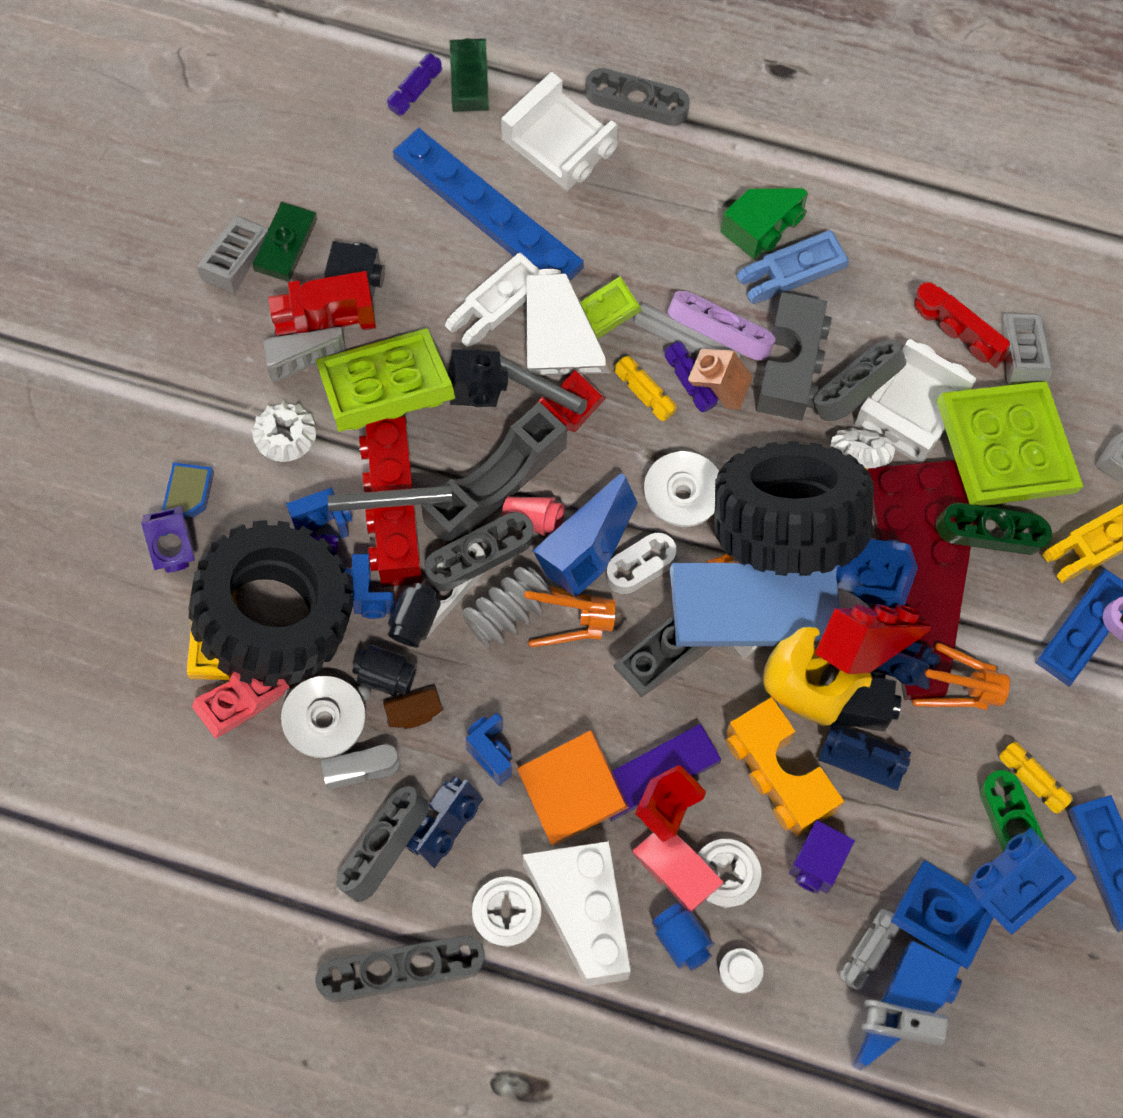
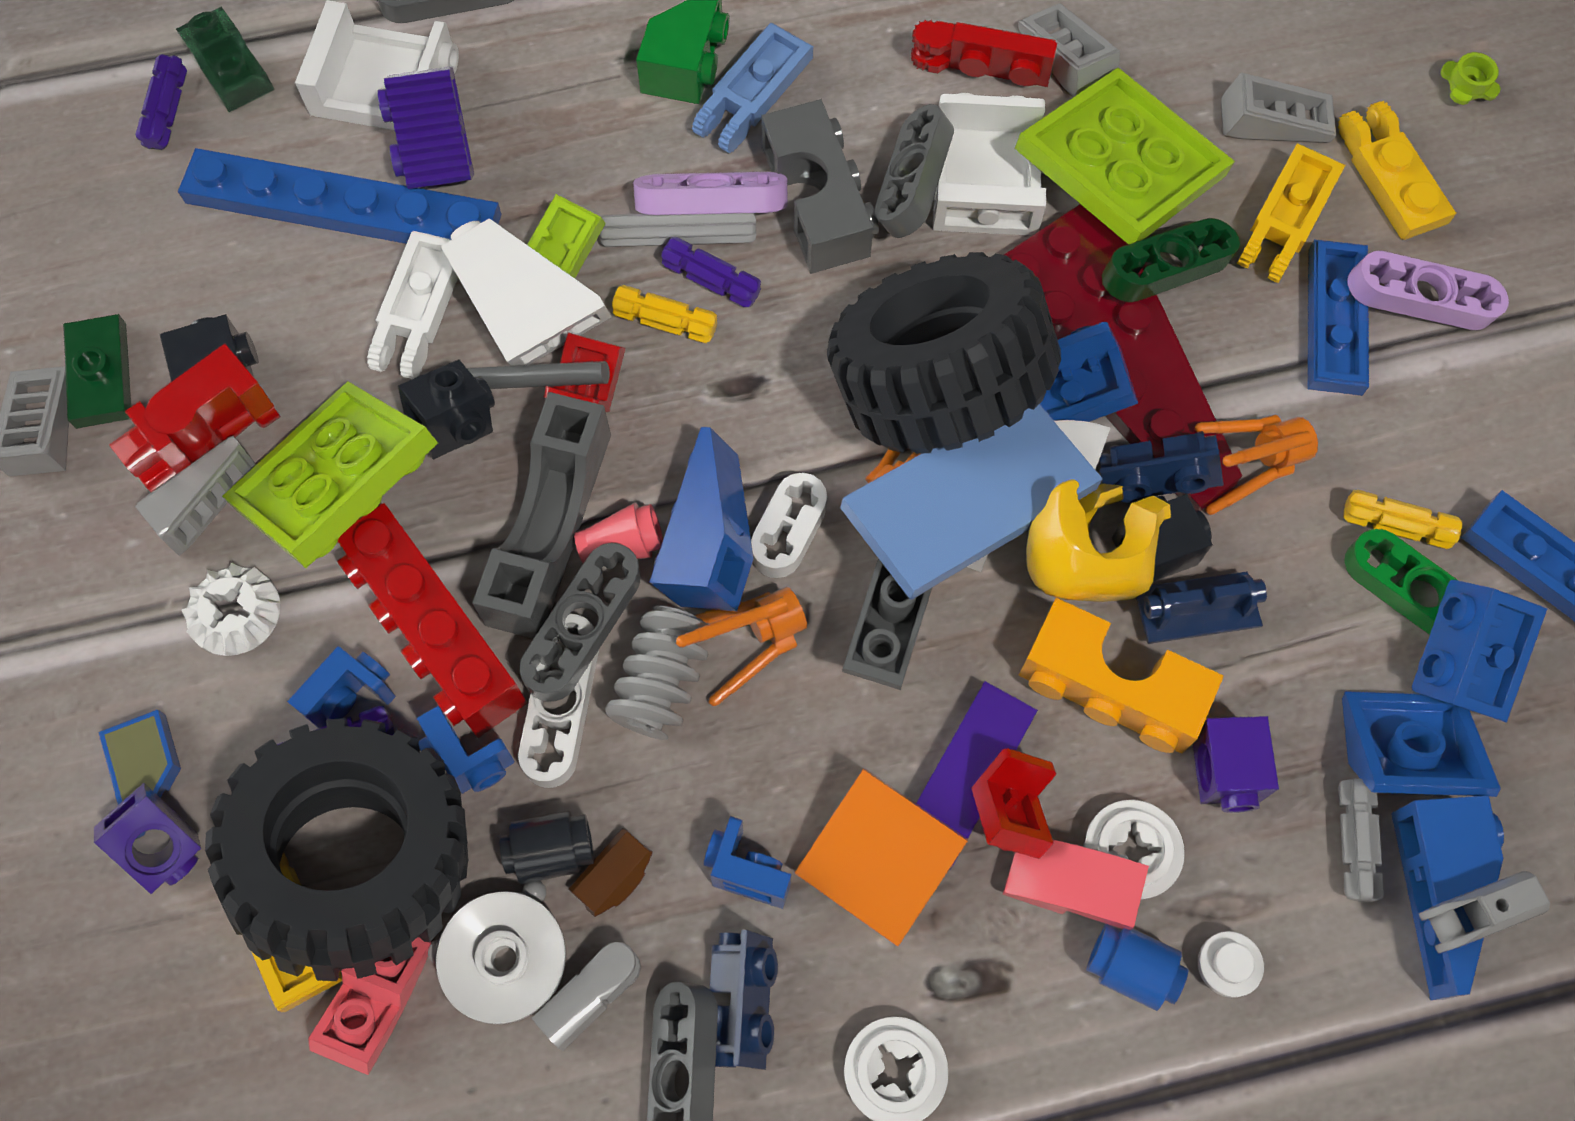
camera: 30 degrees left, 0 degrees up
(390, 498) = (425, 618): dark grey bar -> none
(413, 615) = (545, 751): black brick -> none
(565, 191) = (427, 126): none -> dark purple brick
(584, 906) = (999, 1008): white wedge -> none
(681, 472) = (781, 385): white dish -> none
(723, 374) = (750, 245): nougat bracket -> none
(865, 446) = (964, 239): white gear -> none
(865, 637) = (1132, 457): red slope -> none

